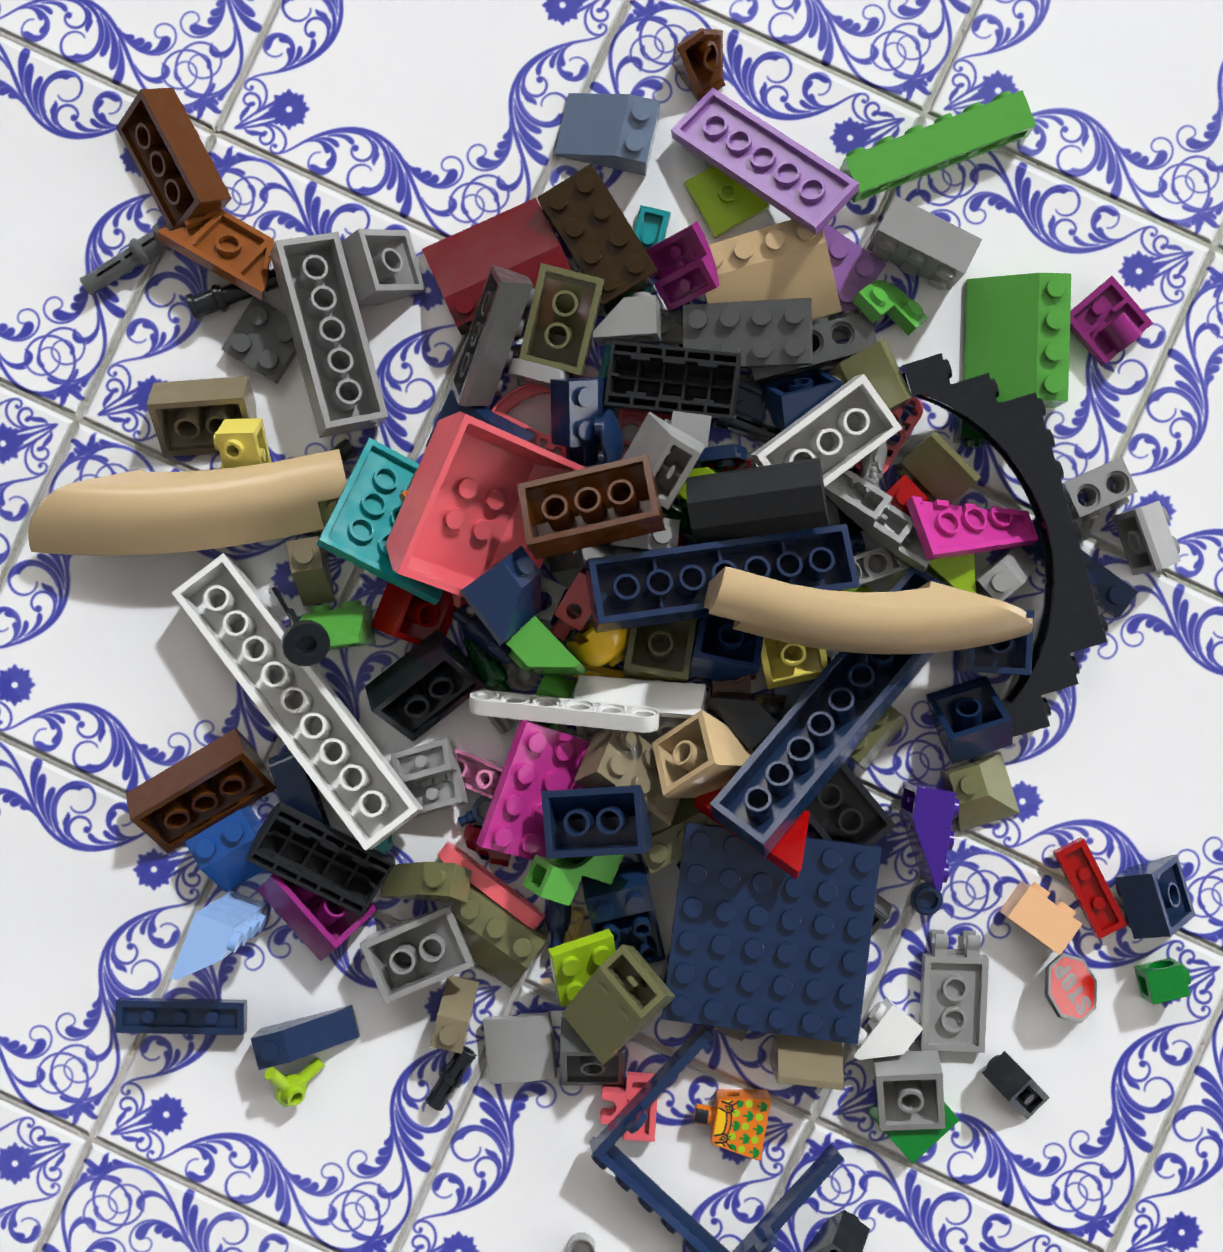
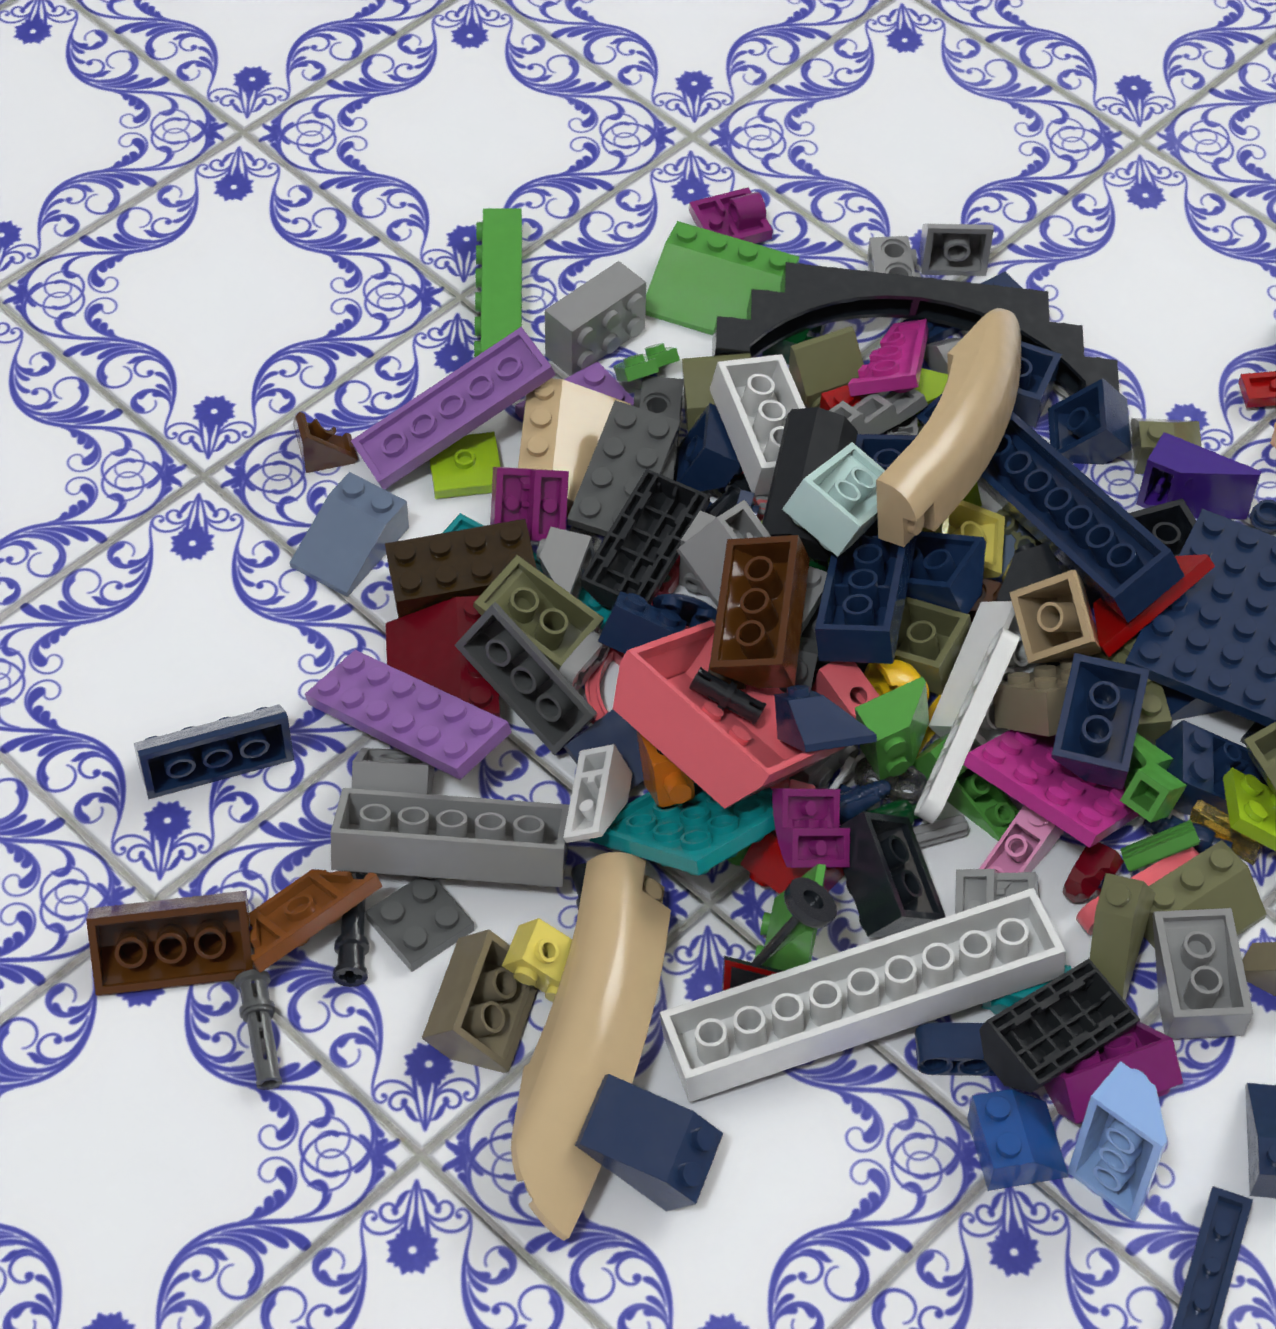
camera: 70 degrees left, 35 degrees down
(114, 583) = (649, 1142): none -> dark blue slope
(199, 791) = (932, 1152): reddish brown slope -> none
(310, 571) = (701, 946): dark tan slope -> none
(350, 112) = (214, 751): none -> dark blue slope
(389, 435) = (597, 793): none -> white slope
(415, 615) = (810, 828): none -> magenta slope
(429, 254) = (408, 714): none -> medium lavender plate
(473, 815) = (1052, 885): dark blue piece -> none
(511, 508) = (727, 695): none -> black pin
(547, 908) = (1160, 846): none -> bright green tile
(733, 536) = (838, 499): none -> light aqua slope

